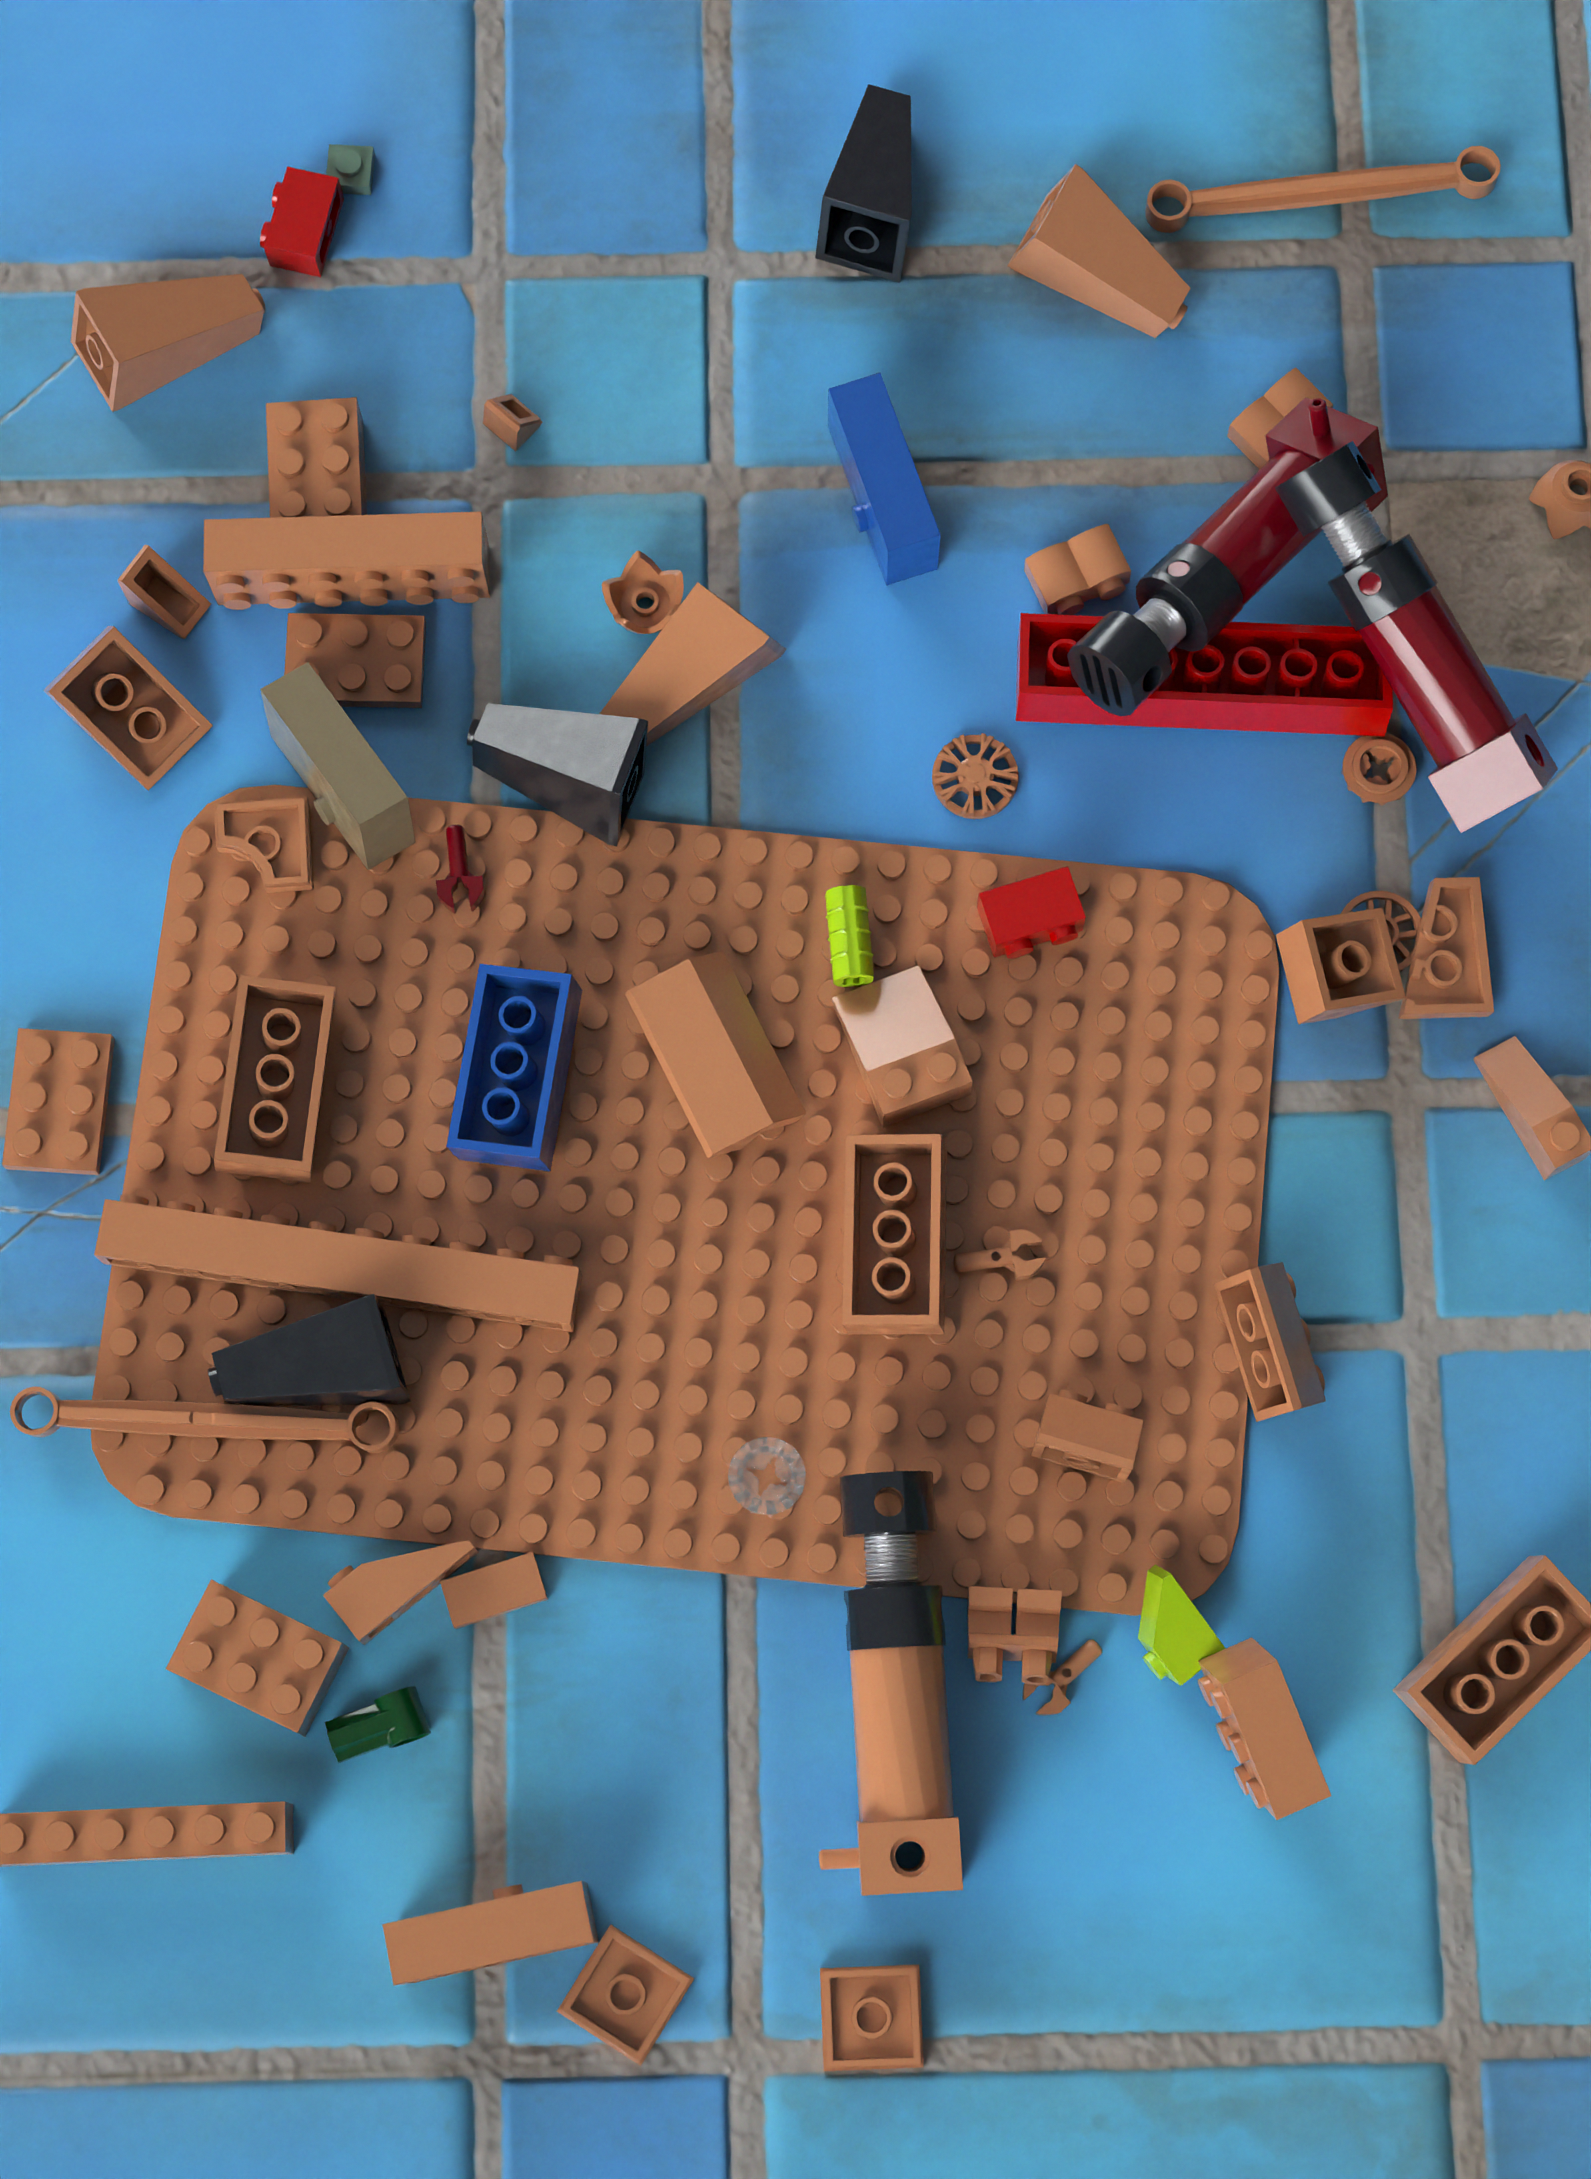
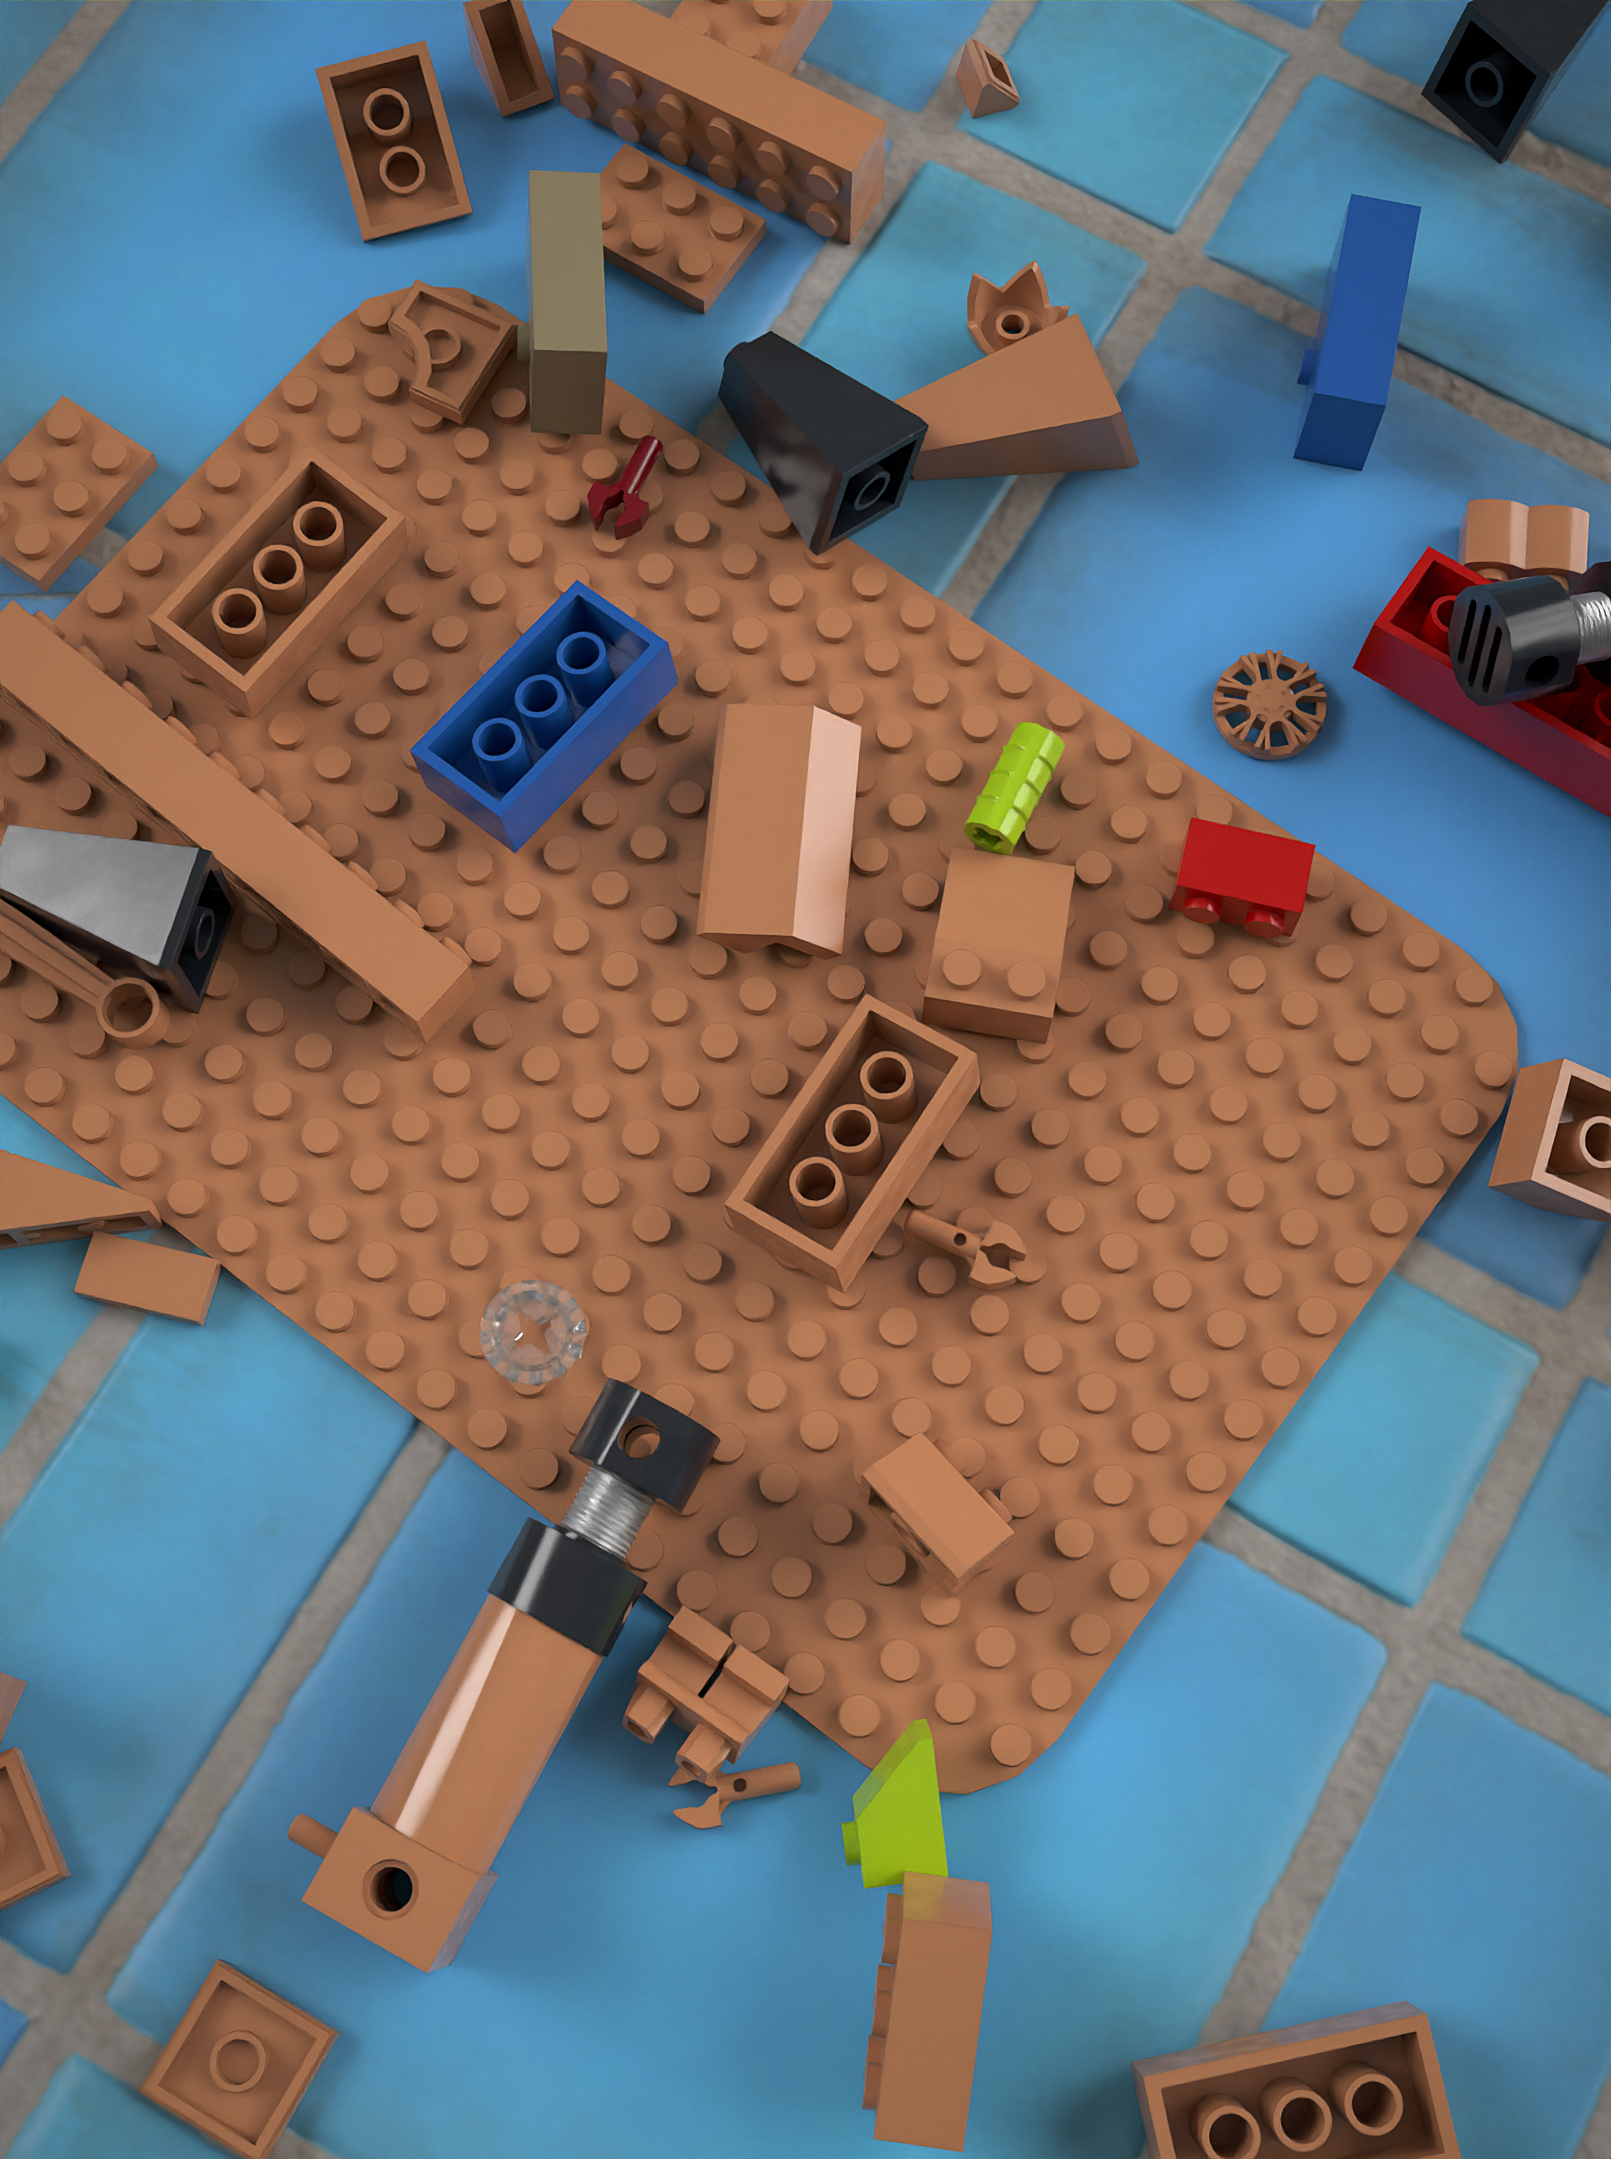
camera: 30 degrees right, 5 degrees down
(1270, 1341) = (1232, 1533): nougat slope -> none

